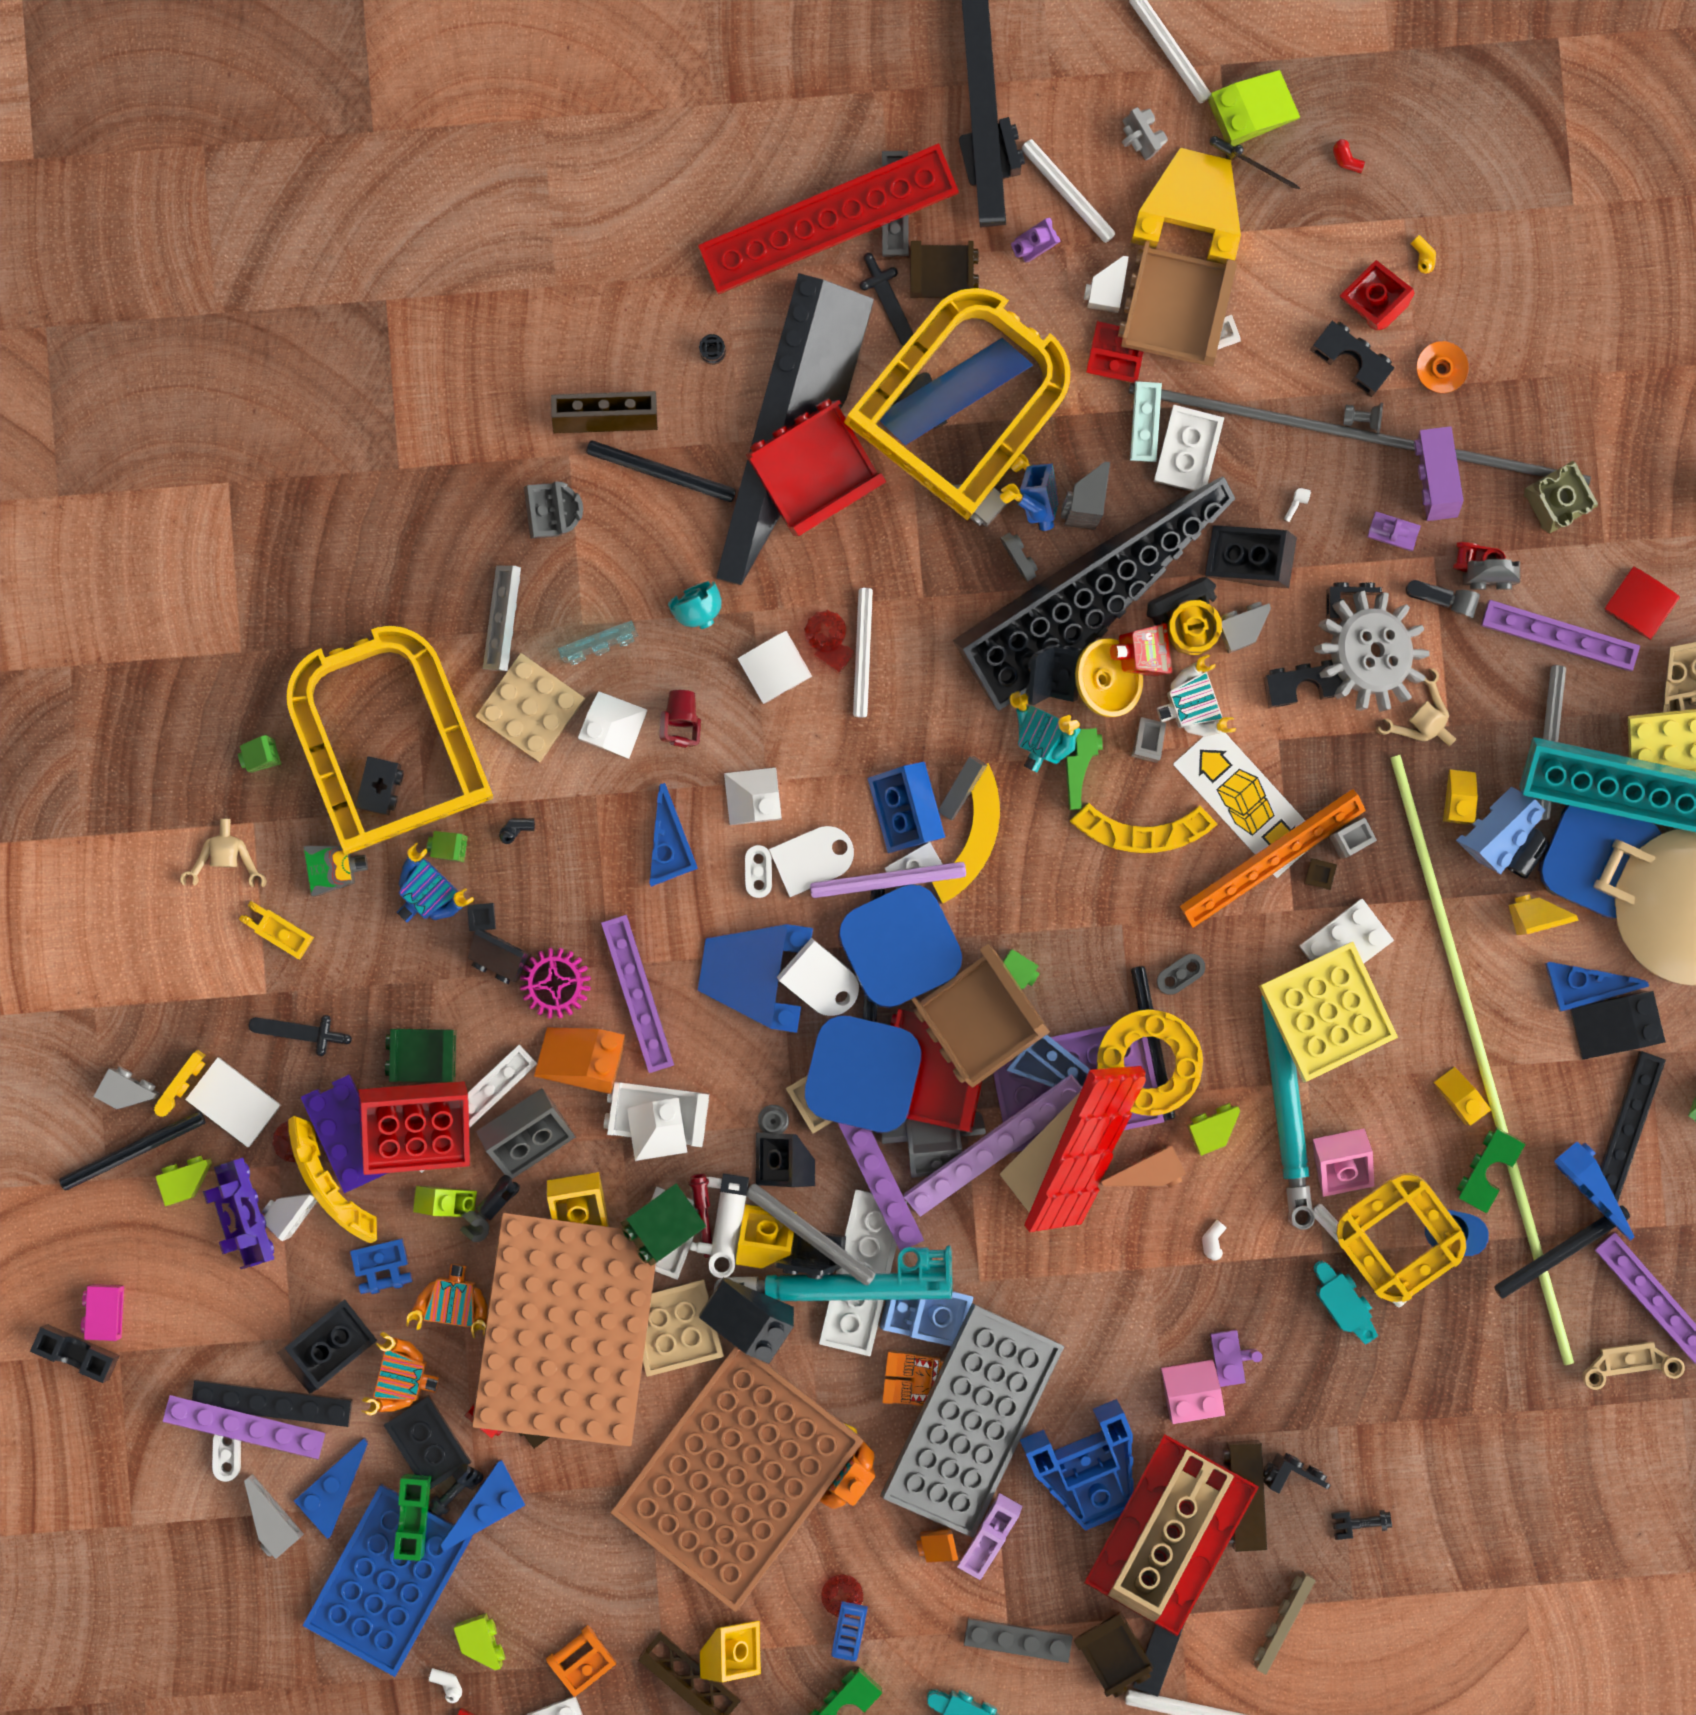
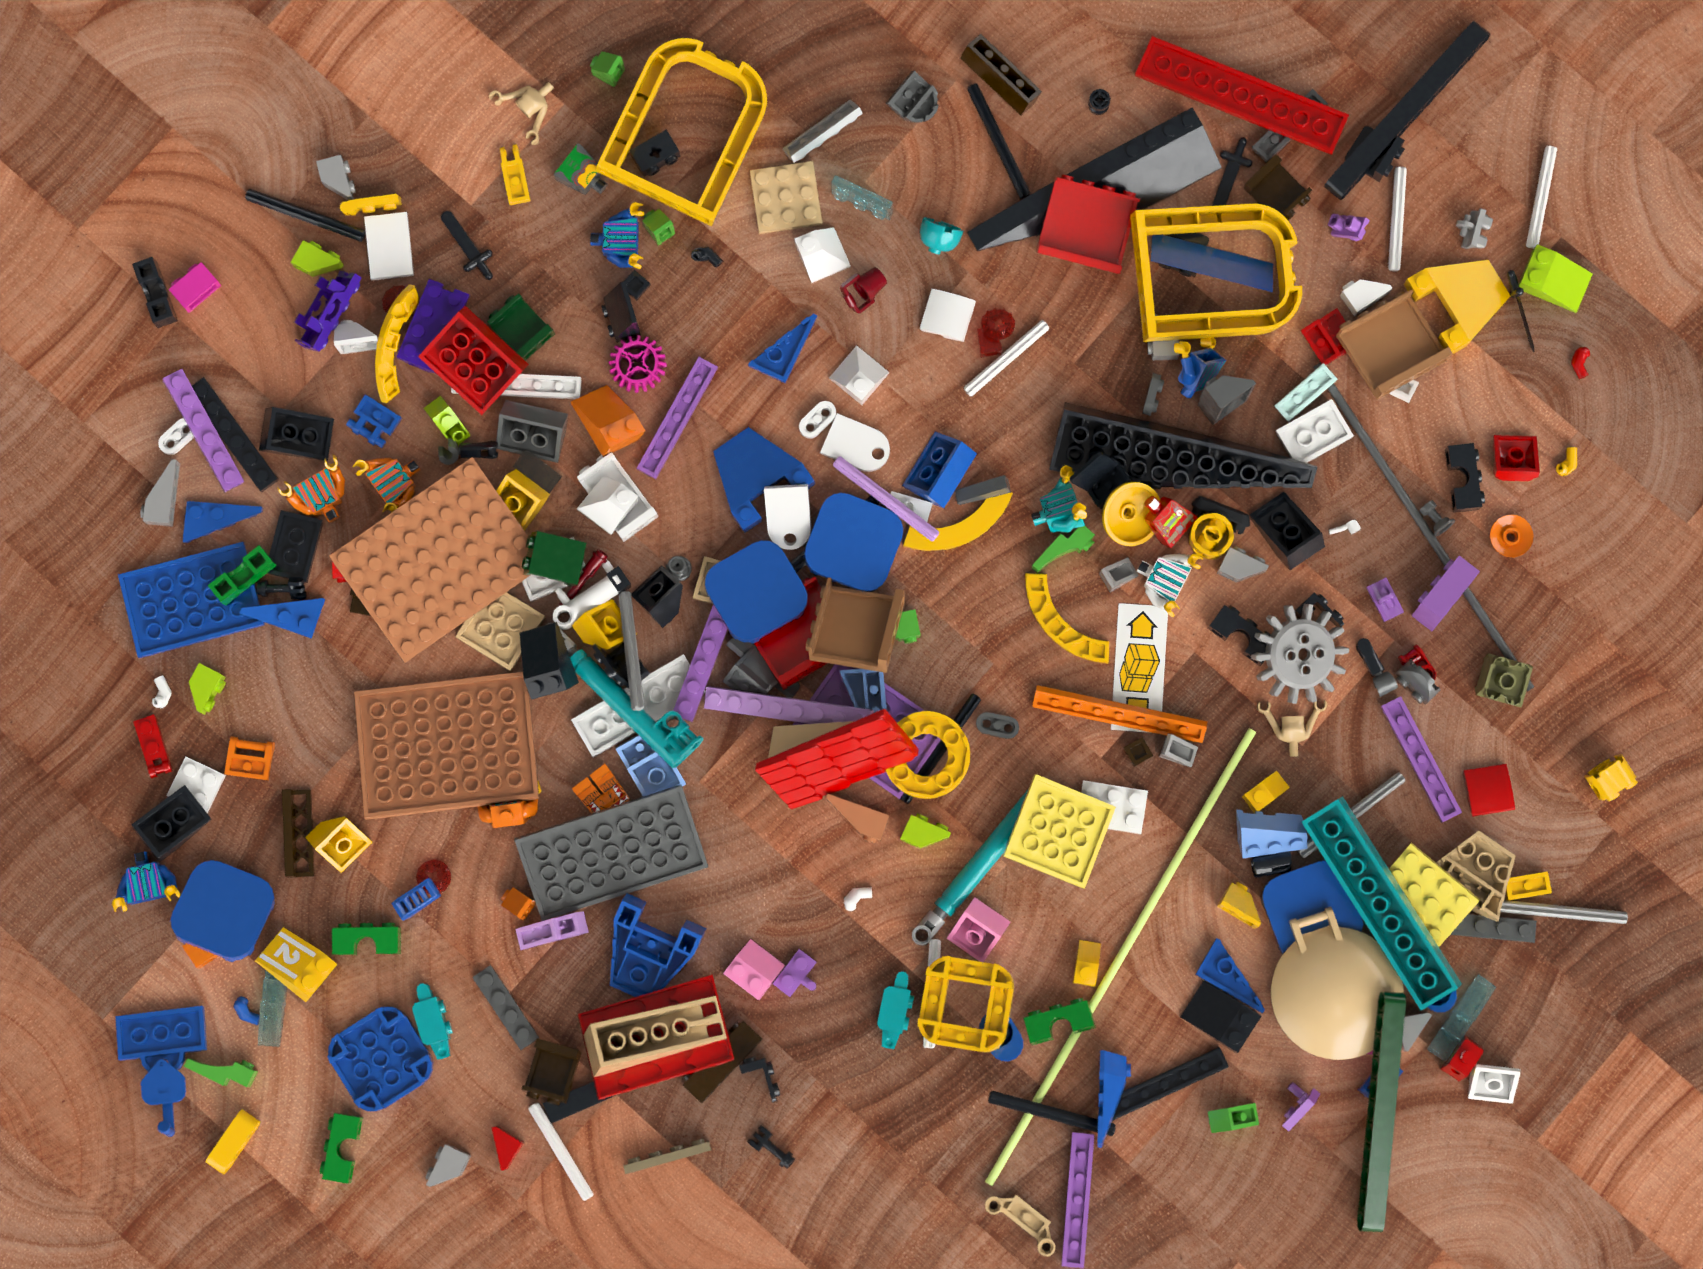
camera: 55 degrees right, 5 degrees down
(566, 1163) = (537, 471): none -> clear smoke slope

